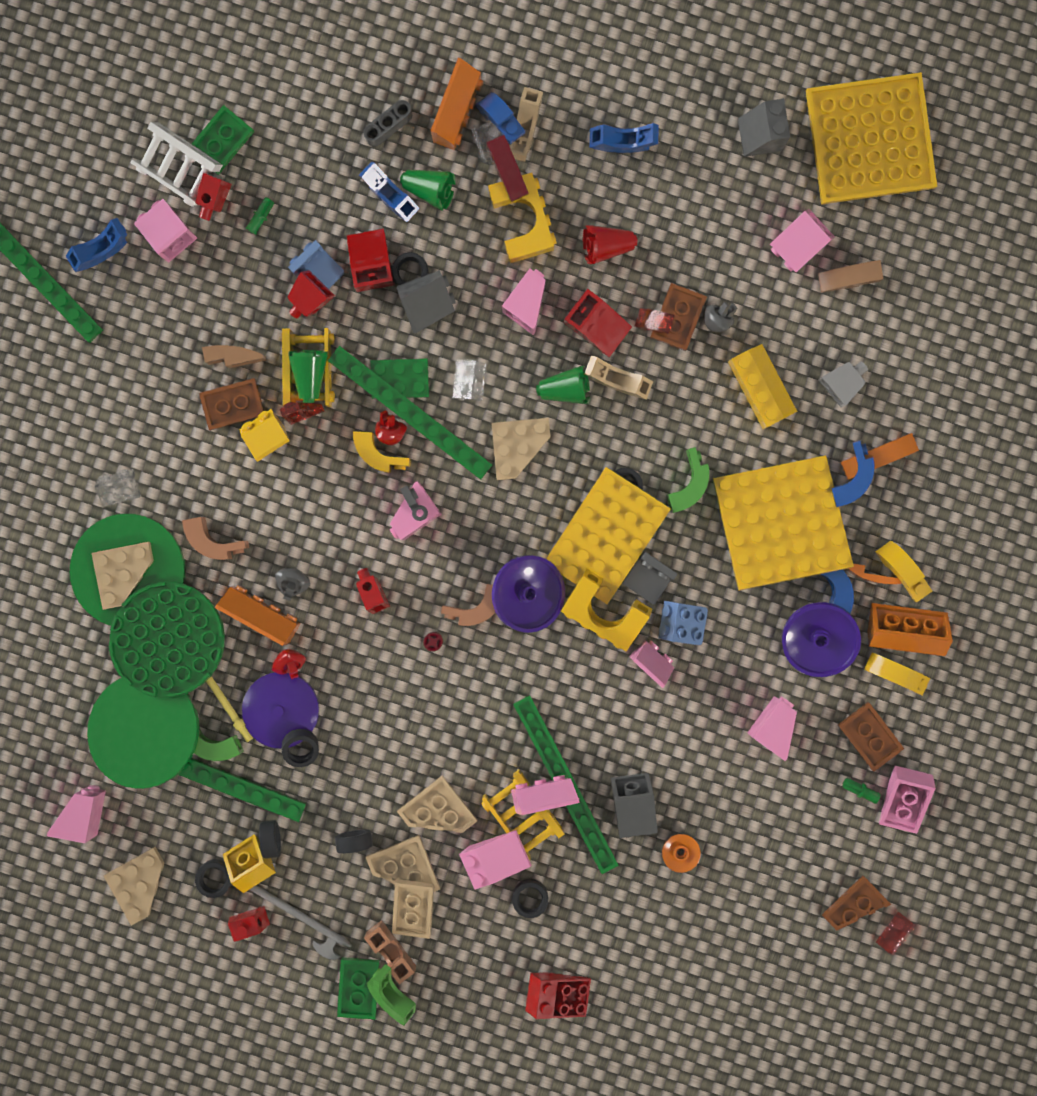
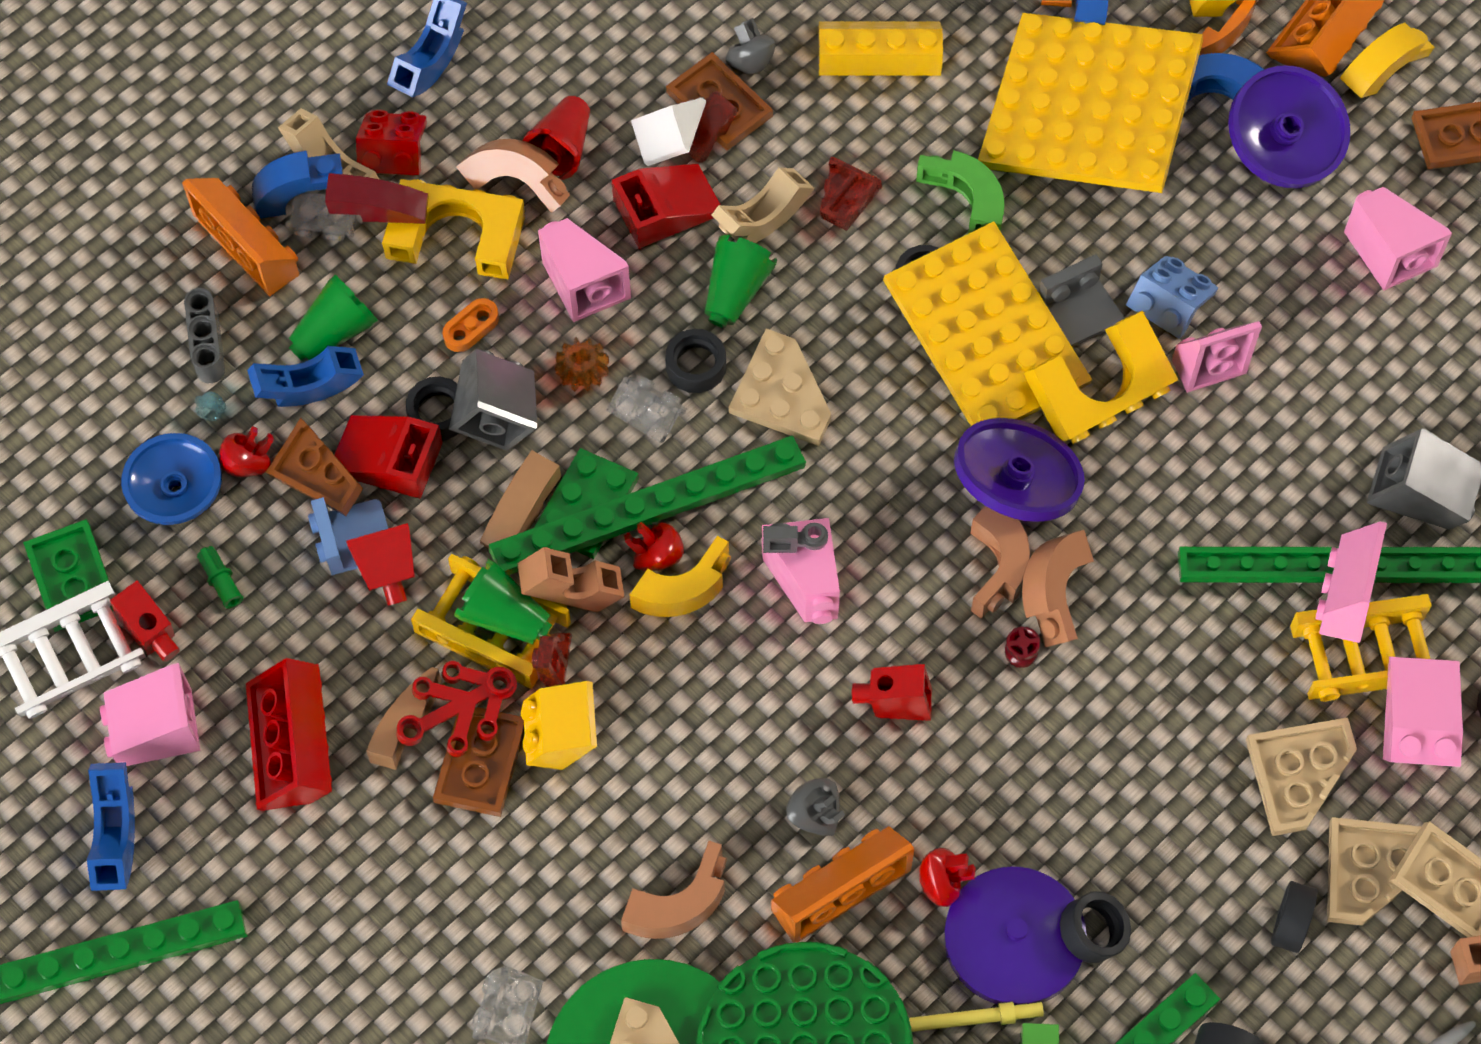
camera: 65 degrees left, 25 degrees down
(194, 303) = (288, 735): none -> red slope
(250, 380) = (460, 703): none -> red plant
(287, 149) = (167, 463): none -> blue dish
(329, 187) = (242, 456): none -> red piece
(340, 228) = (314, 470): none -> dark orange wing
(340, 398) = (551, 577): none -> nougat arch
(350, 151) = (210, 406): none -> clear light blue plate
(378, 346) = (522, 498): none -> medium nougat slope
(469, 260) = (468, 325): none -> orange plate
(470, 337) = (581, 364): none -> clear orange gear
(474, 637) = (1046, 585): none -> nougat arch
(511, 405) = (695, 339): none -> black tyre
(558, 150) = (391, 142): none -> red bracket
(574, 231) = (516, 160): none -> arch
(641, 300) = (668, 131): none -> white slope
(655, 418) = (847, 193): none -> clear red wing

